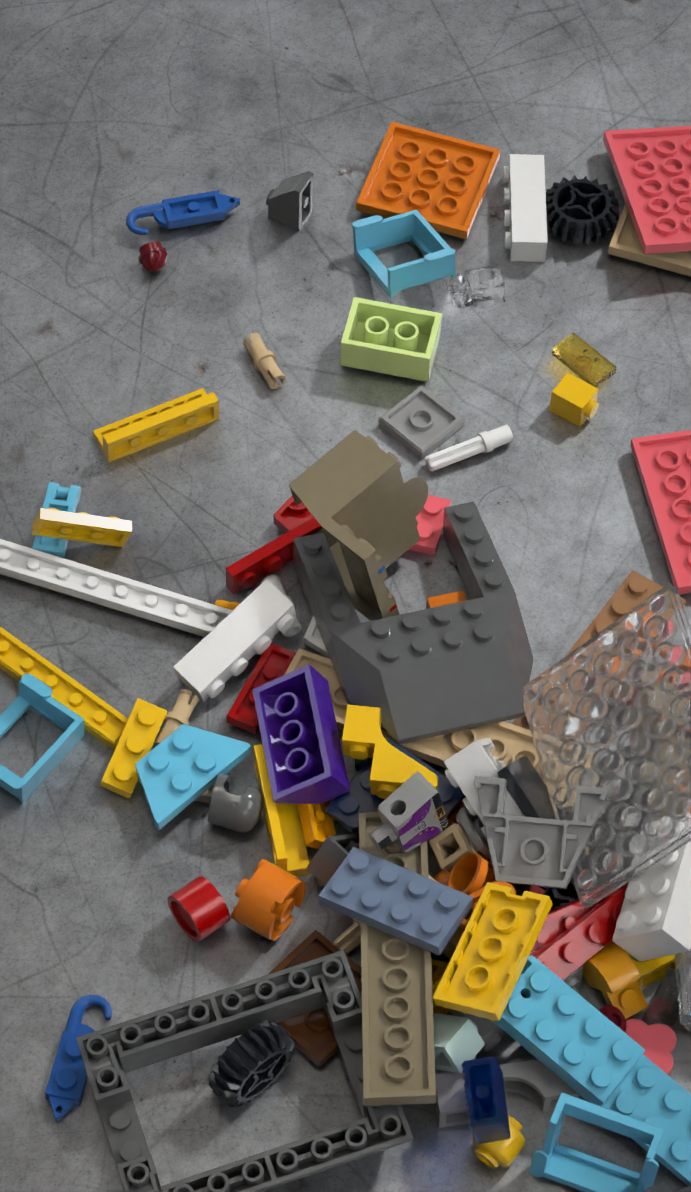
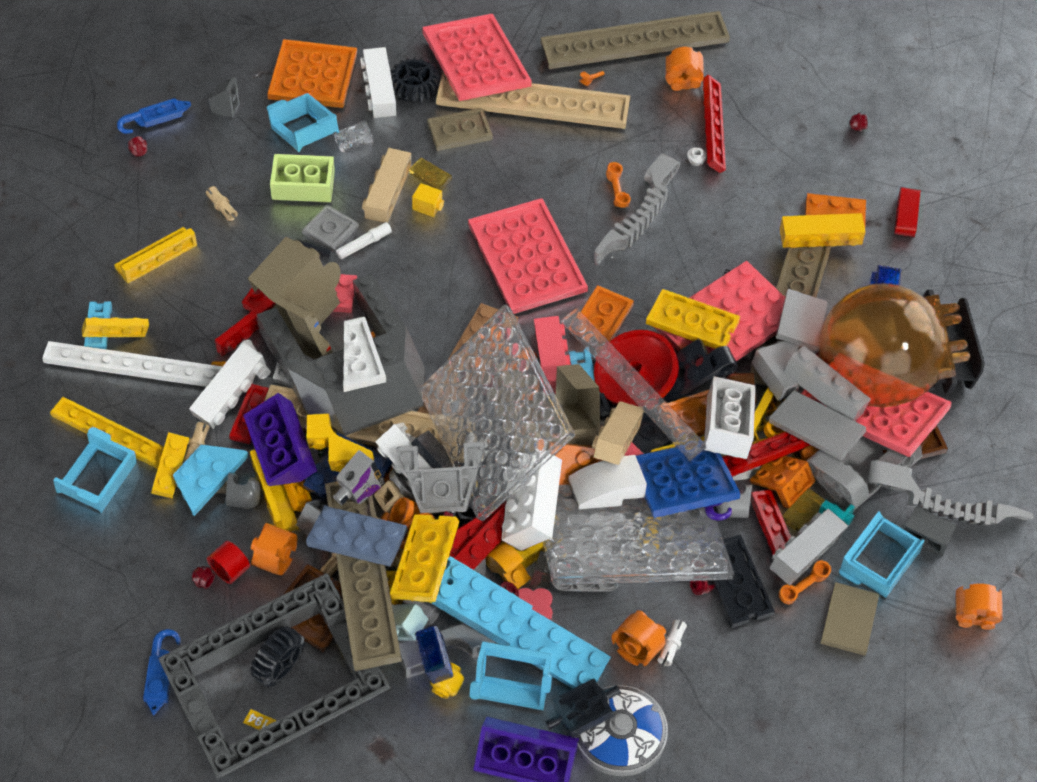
camera: 10 degrees left, 0 degrees up
(158, 924) = (203, 577): none -> dark red plate
(209, 1154) = (257, 720): none -> yellow sticker
(389, 445) = (321, 250): none -> black animal
(440, 630) = (361, 358): none -> white wing
(516, 368) = (387, 185): none -> tan brick
(638, 296) = (459, 129): none -> dark tan tile

